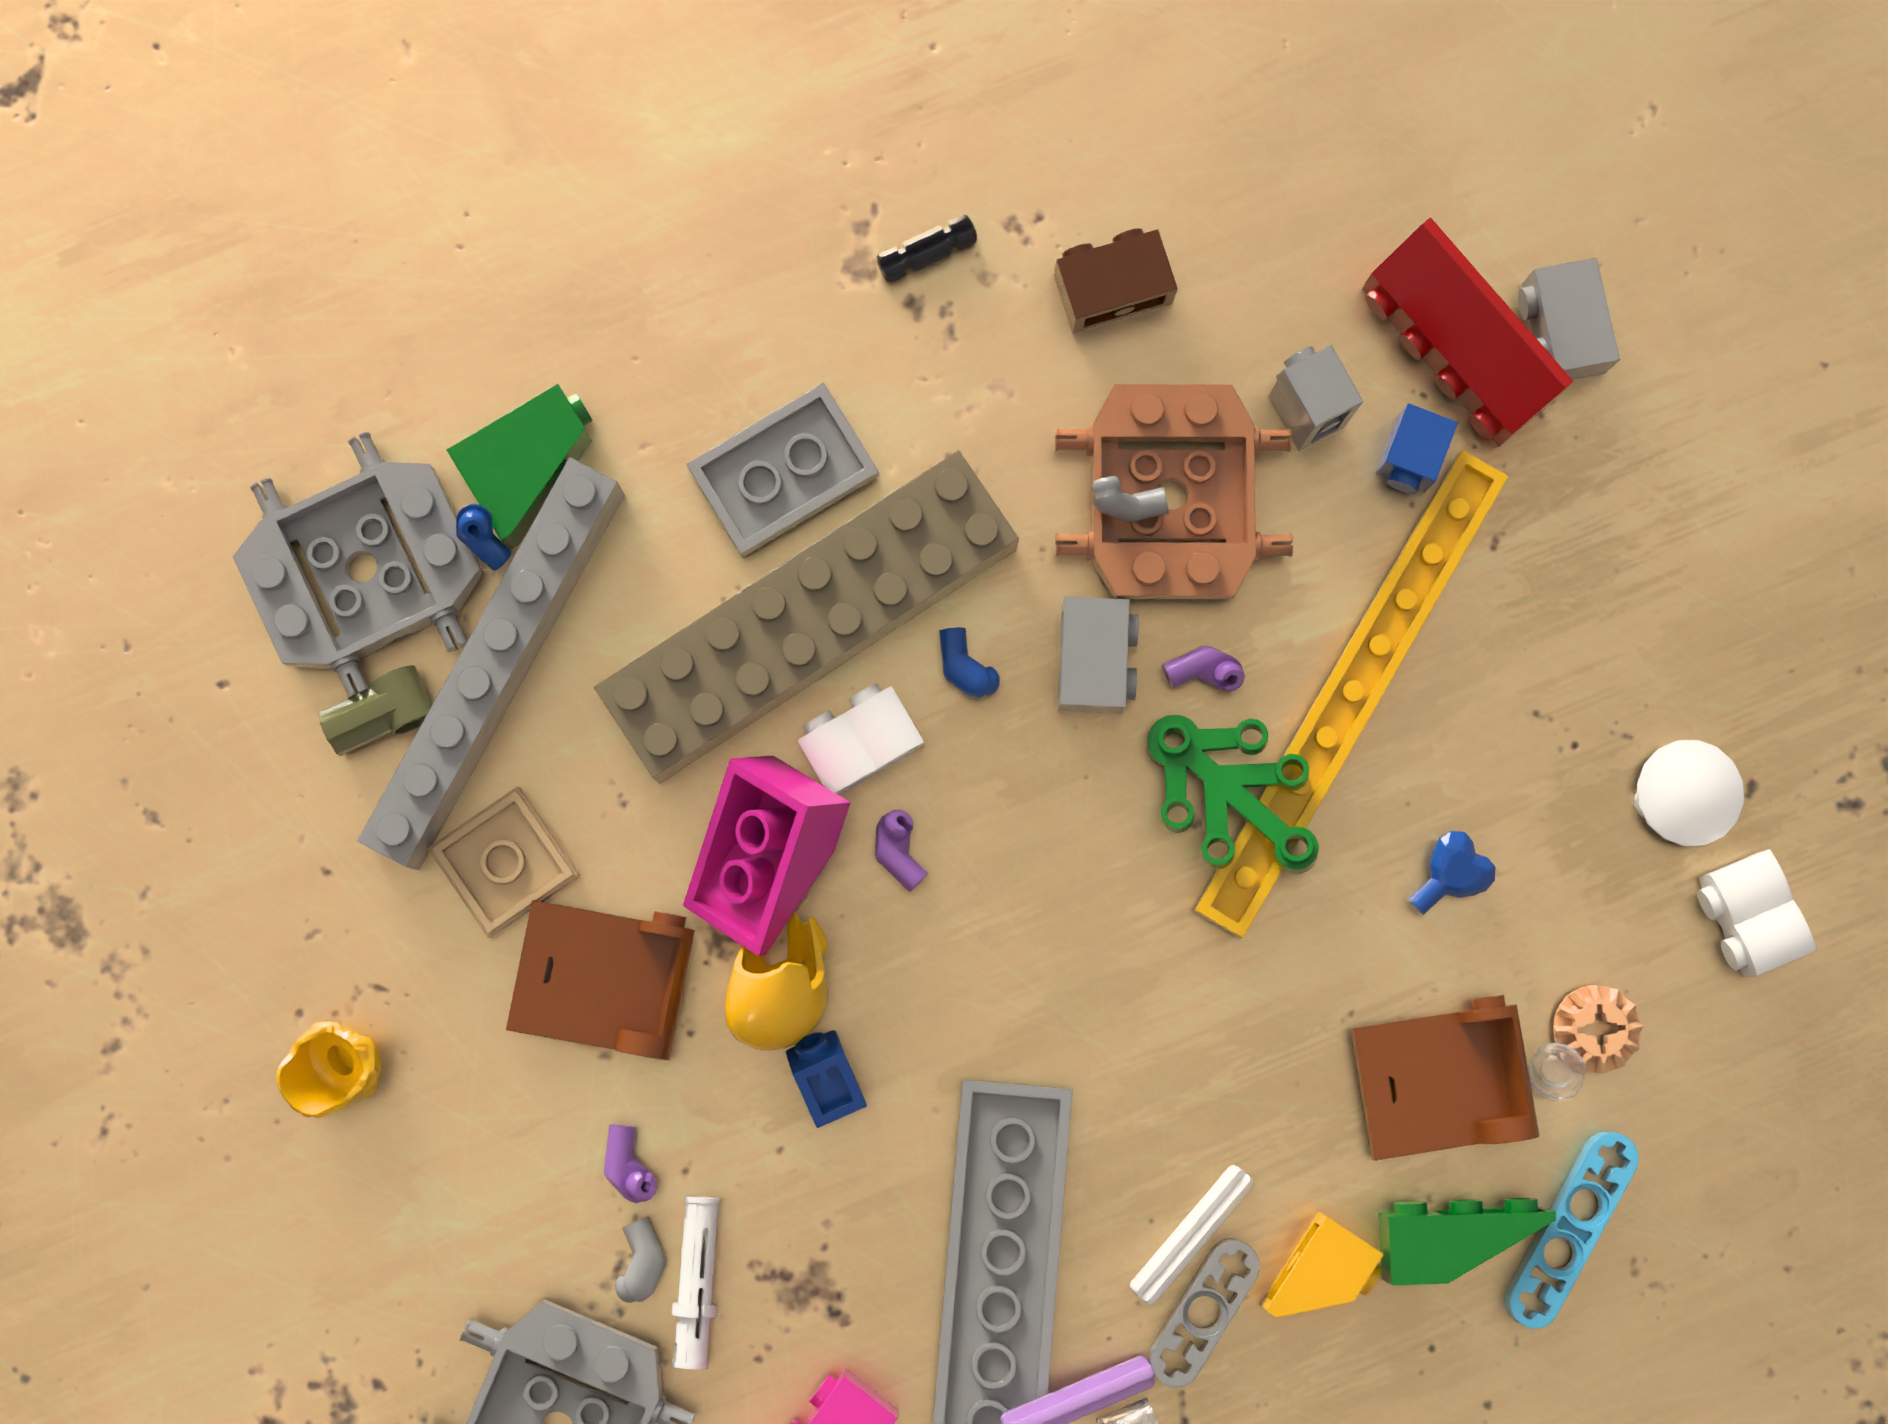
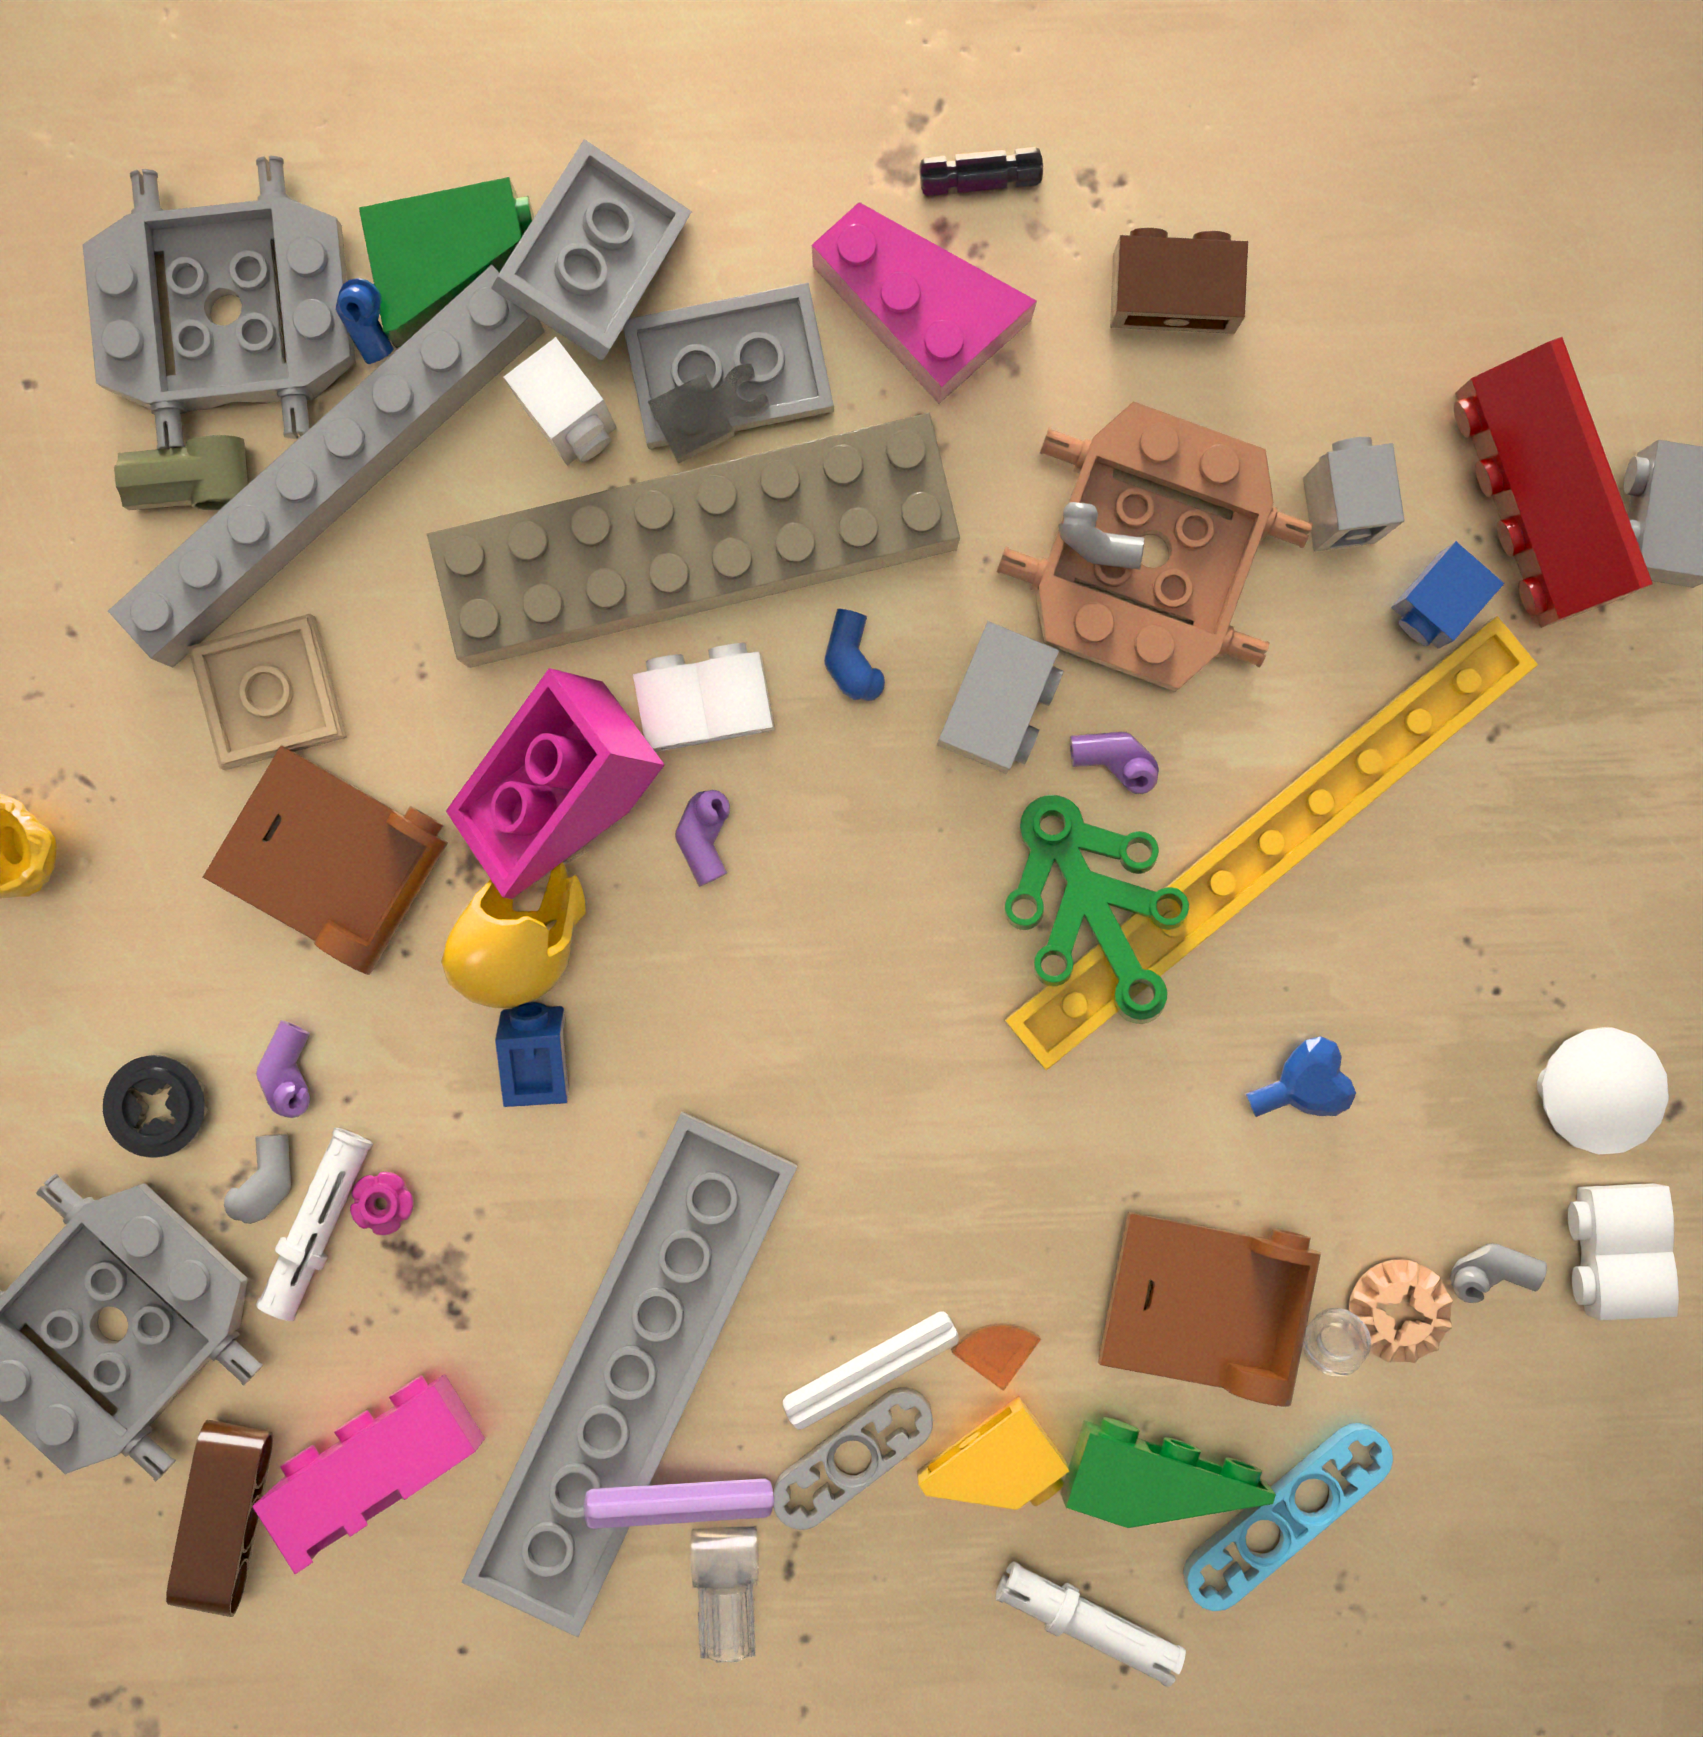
camera: 25 degrees right, 5 degrees up
(508, 1246) = (126, 1110): none -> black gear
(644, 417) = (591, 250): none -> light grey plate
(664, 546) = (562, 403): none -> white brick
(759, 1239) = (395, 1193): none -> dark pink plate
(775, 517) = (697, 416): none -> clear smoke plate
(915, 363) = (919, 298): none -> dark pink wedge
(1287, 1181) = (997, 1351): none -> clear orange tile
(1424, 1374) = (1070, 1614): none -> white pin
(1655, 964) = (1491, 1265): none -> light grey arm

